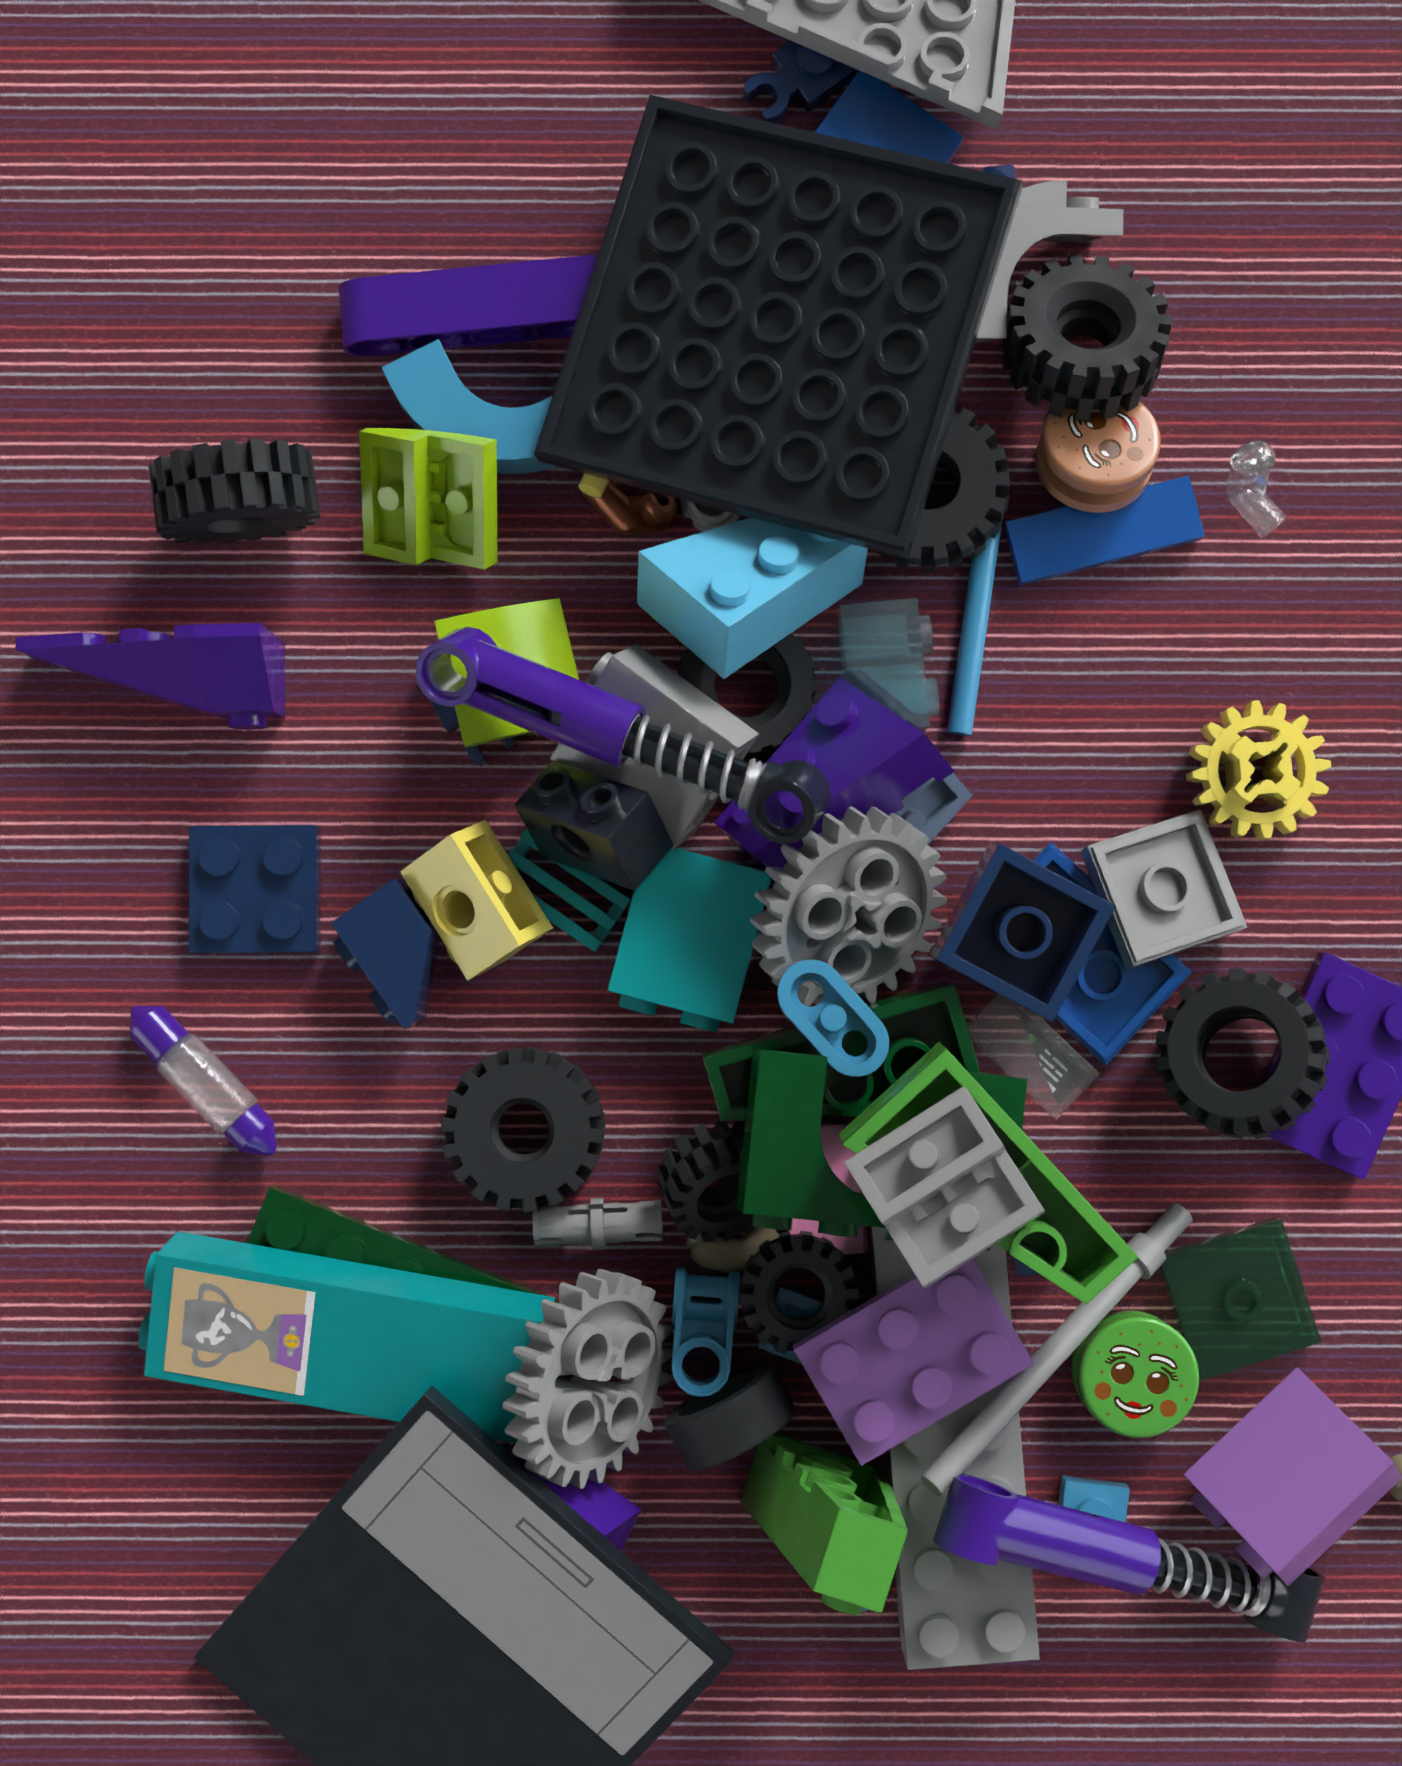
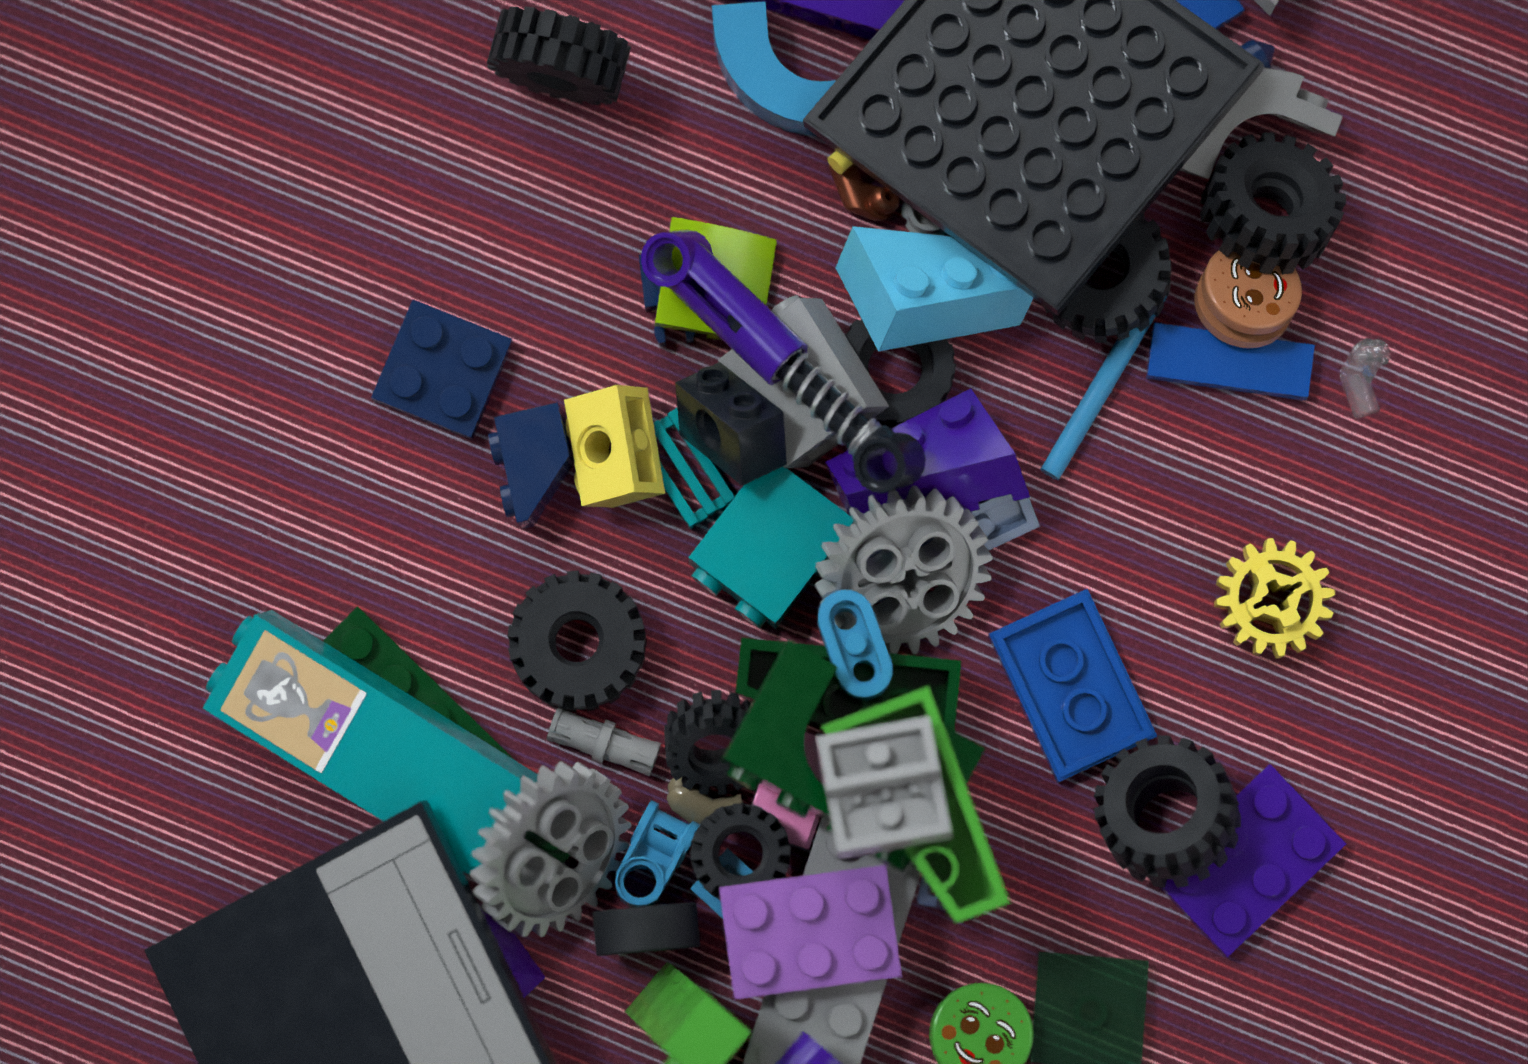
camera: 20 degrees right, 5 degrees down
(203, 1080) = (340, 501): piece -> none
(210, 668) = (478, 183): dark purple wedge -> none
(429, 496) = (707, 119): lime slope -> none
(884, 656) = (1013, 389): clear light blue slope -> none
(1022, 931) = (1030, 641): dark blue brick -> none
(1031, 1050) = (1009, 756): clear tile -> none
(1056, 1349) = (1020, 944): light grey bar -> none
(1164, 889) = (1160, 661): light grey plate -> none

